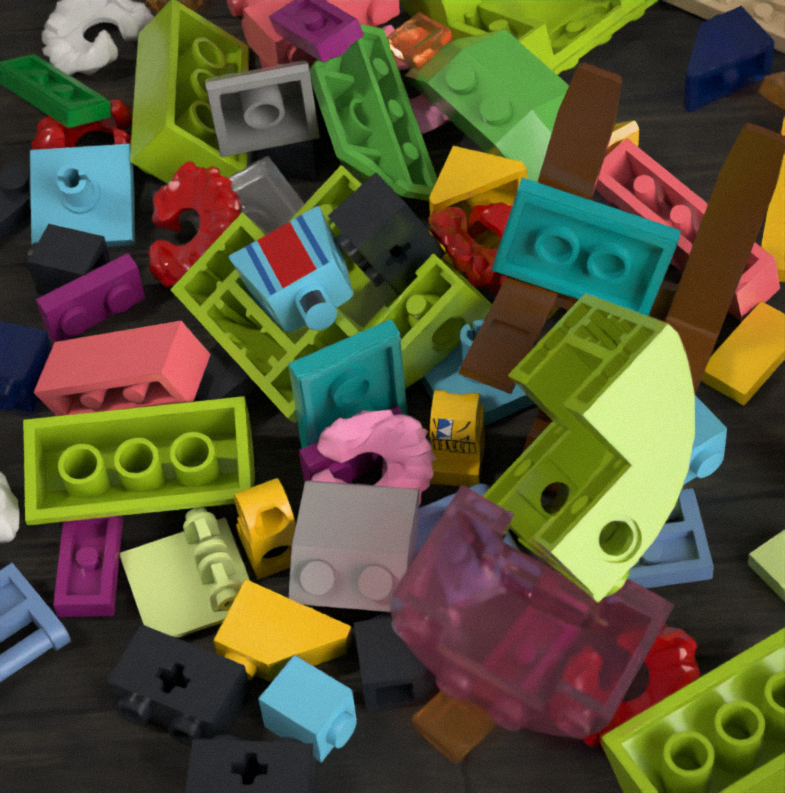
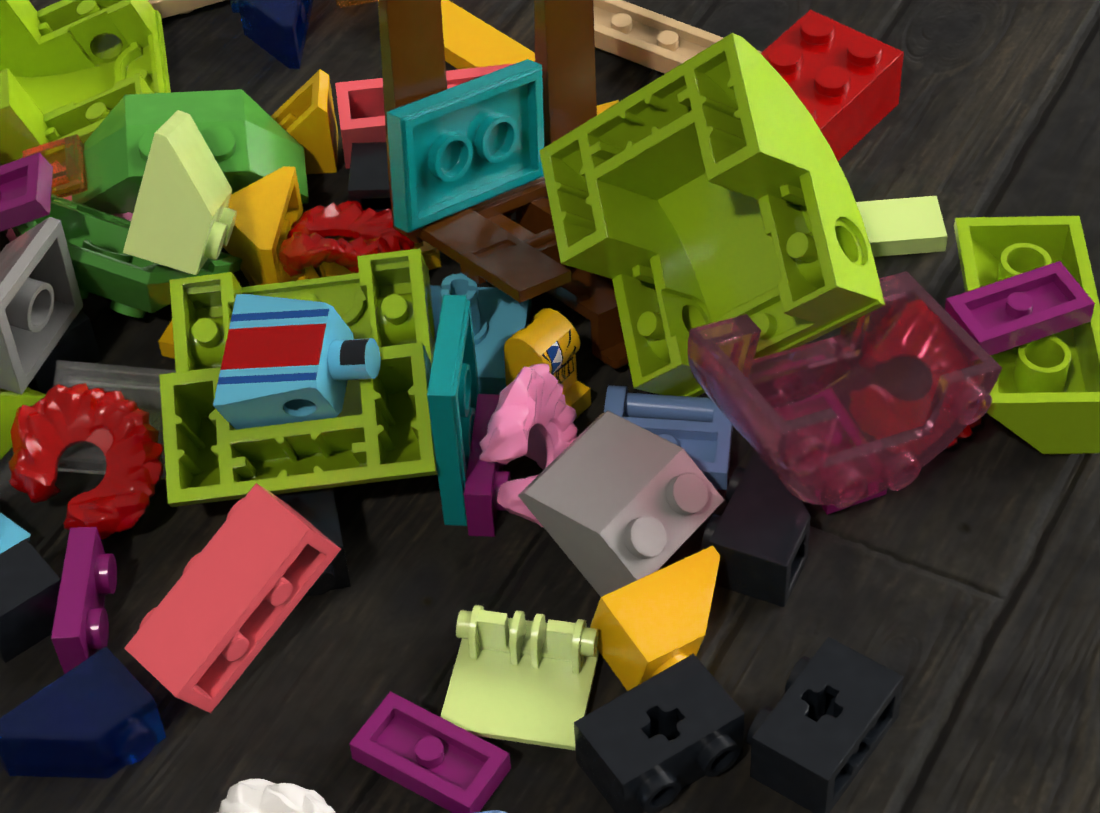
camera: 60 degrees left, 5 degrees down
(137, 460) = (357, 643): lime slope -> none
(264, 524) = (530, 563): yellow leg -> none
(309, 707) = (764, 636): medium azure brick -> none
(383, 235) = (299, 261): black brick -> none
(404, 120) = (181, 201): none -> yellowish green slope
(452, 725) = (851, 537): clear orange tile -> none
(703, 708) = (1022, 308): none -> magenta plate

